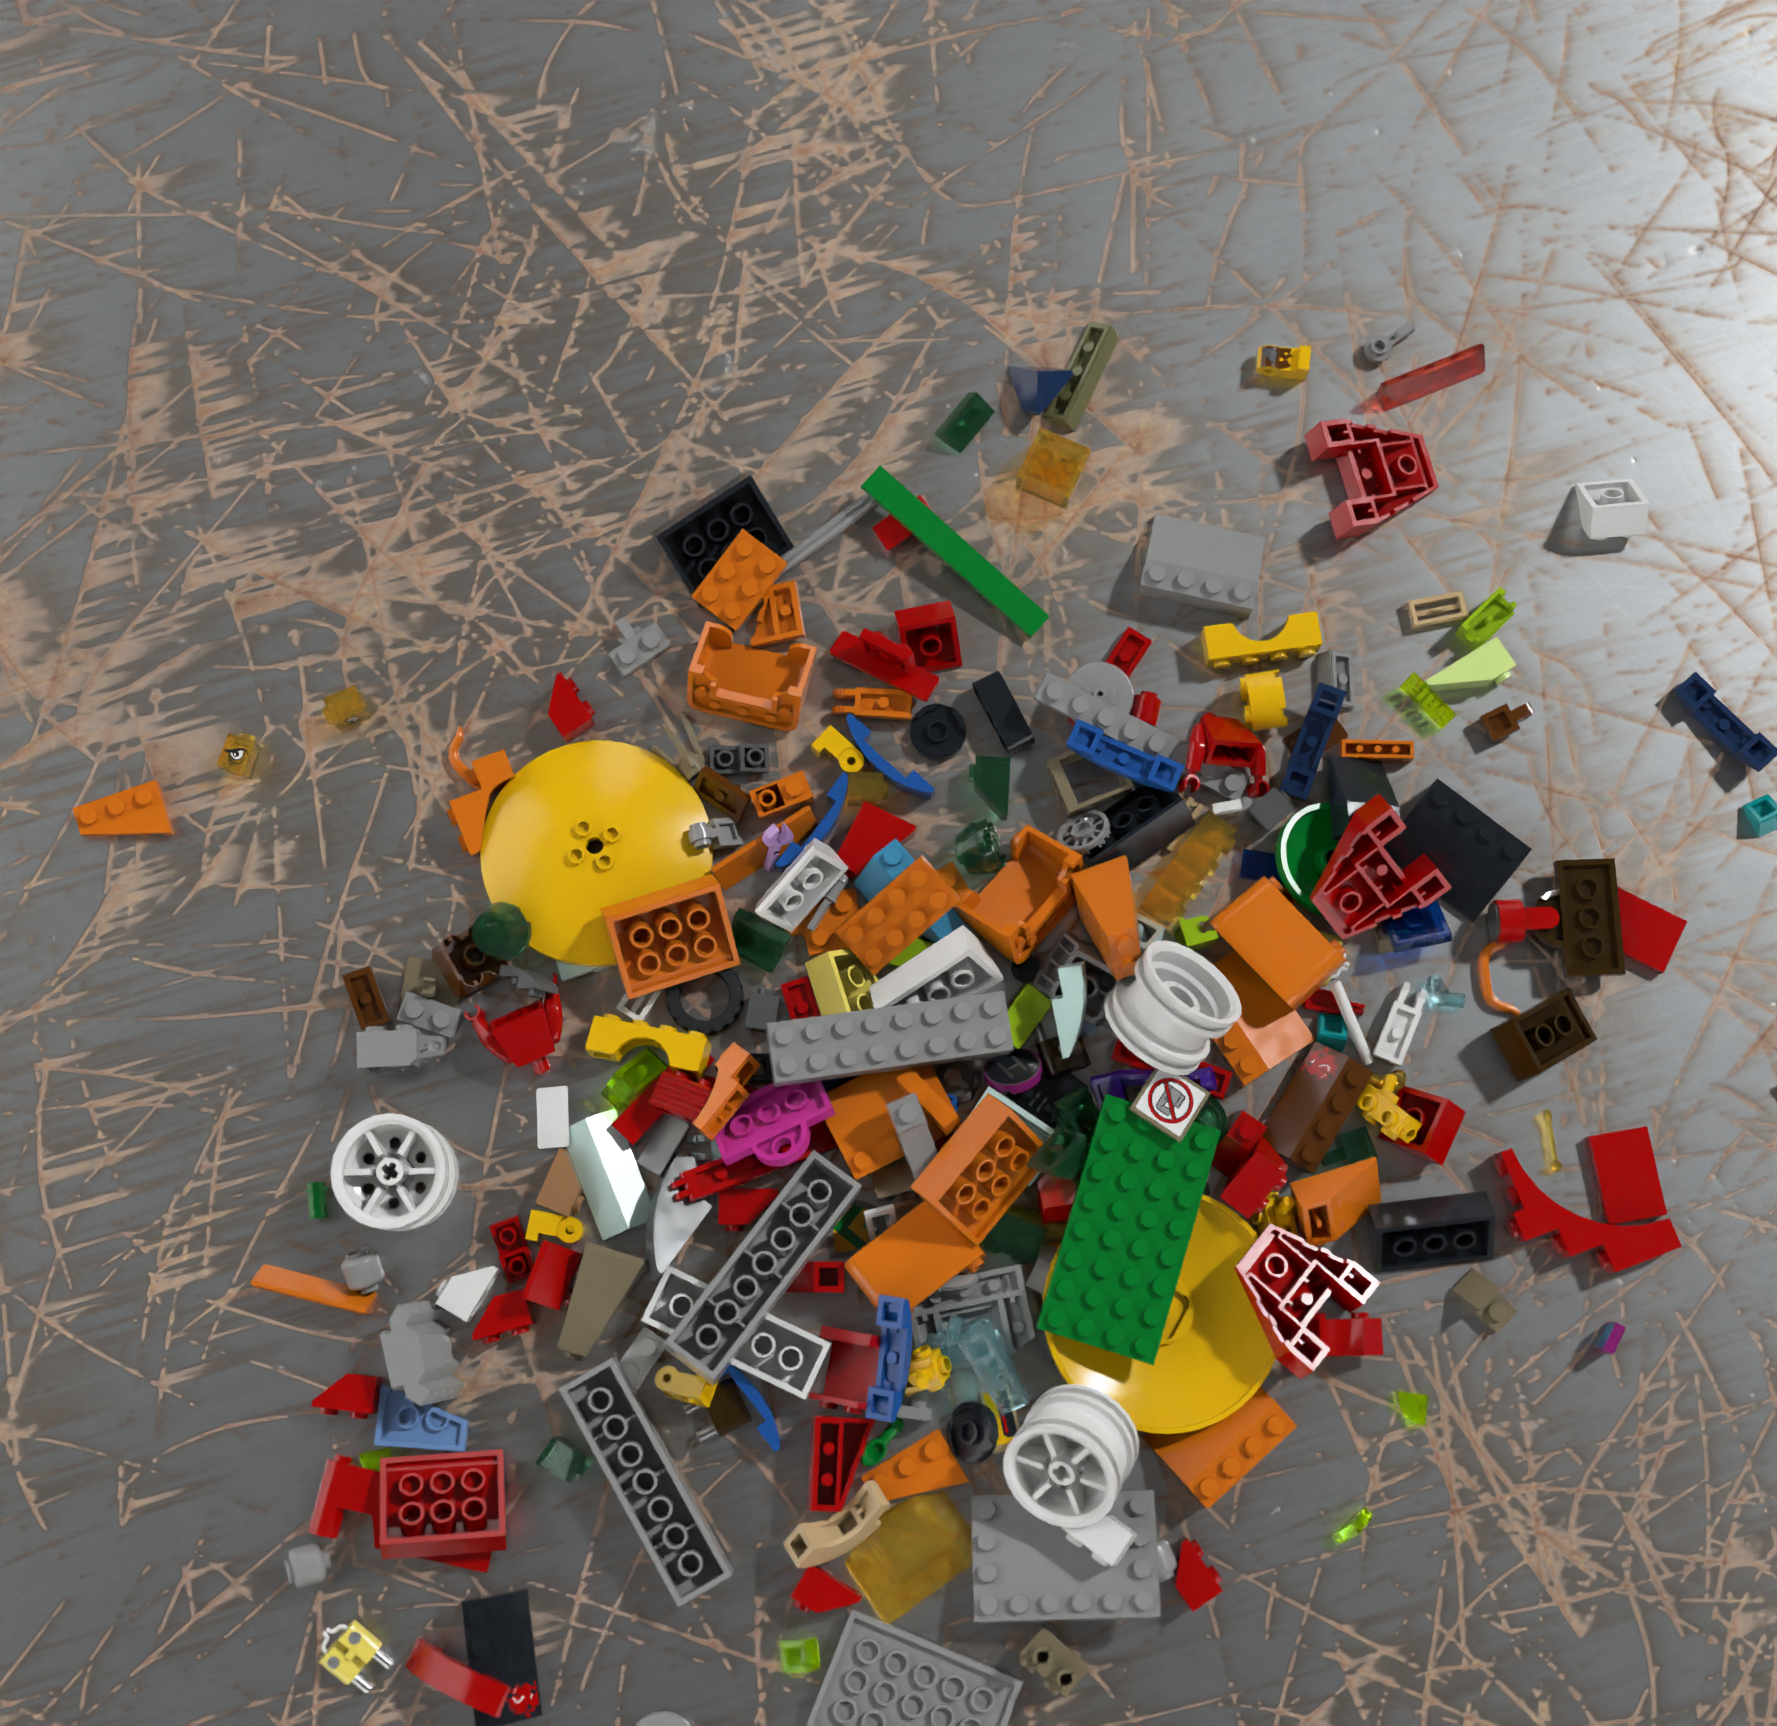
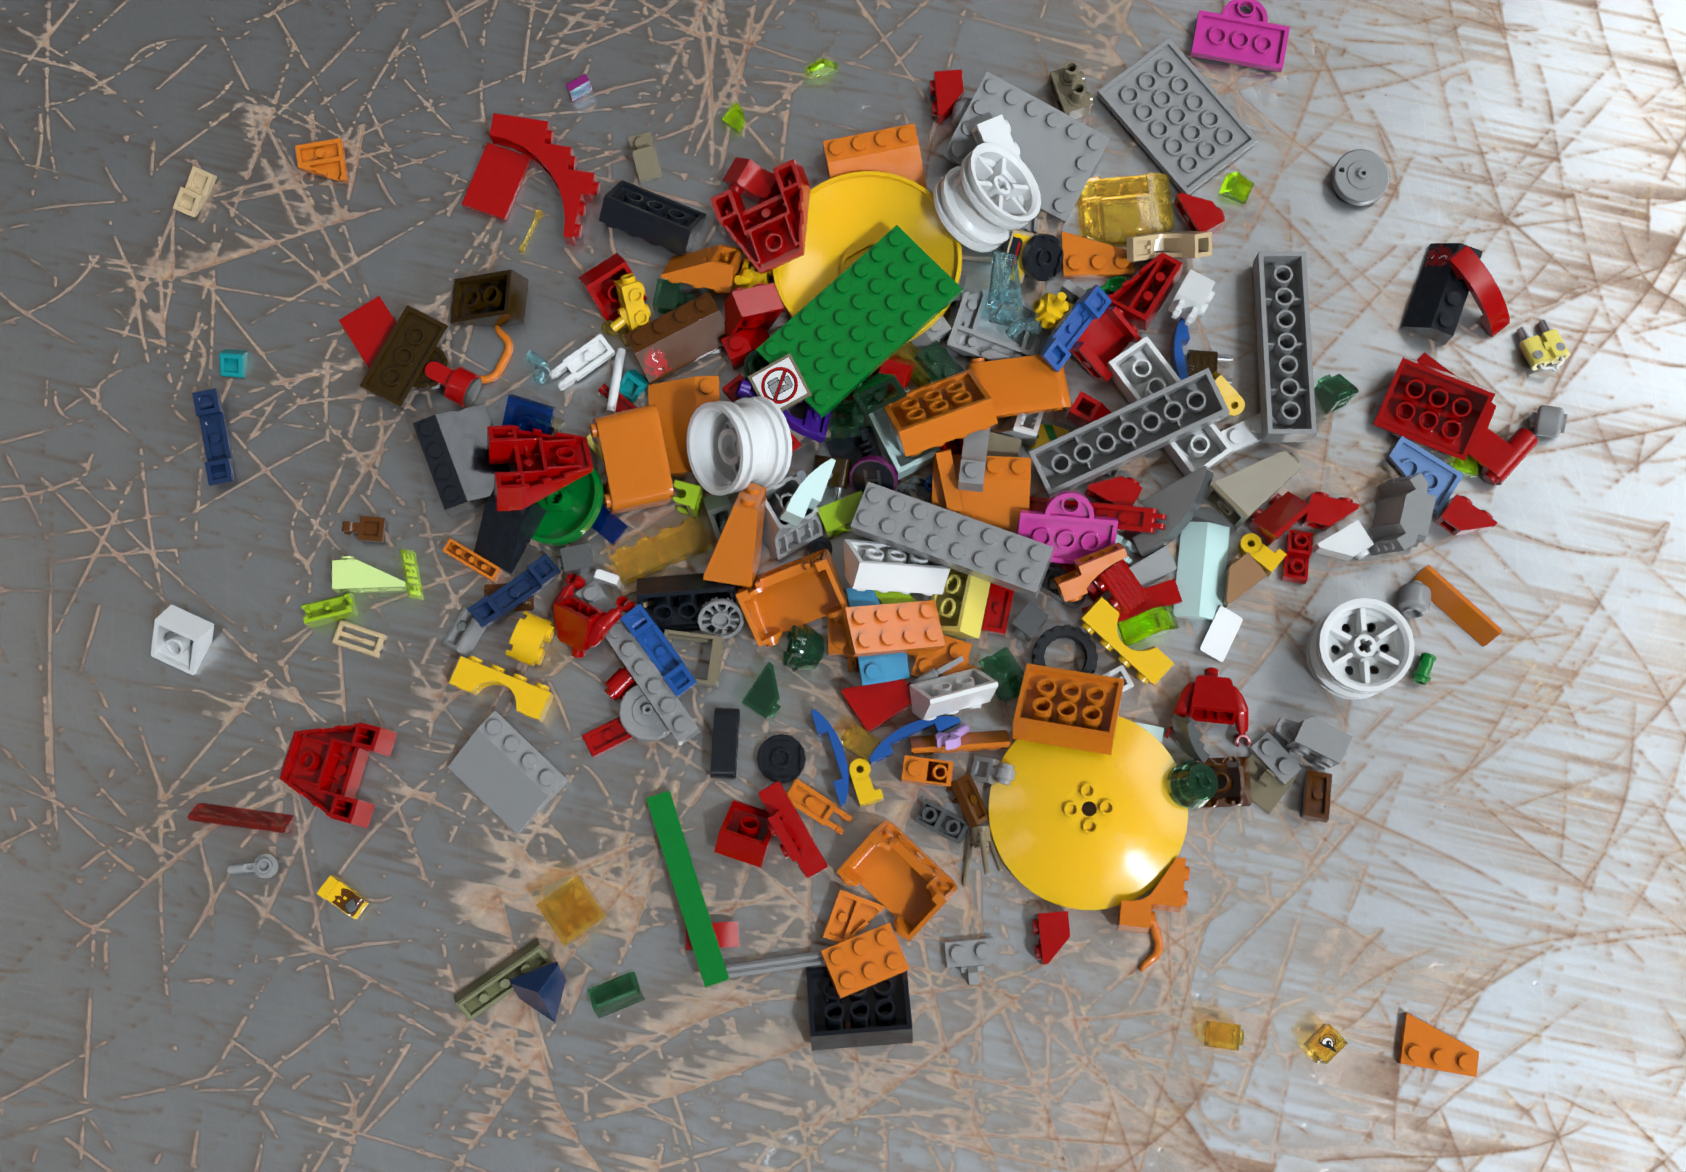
camera: 150 degrees left, 0 degrees up
(779, 1478) = (1192, 297): none -> white hinge

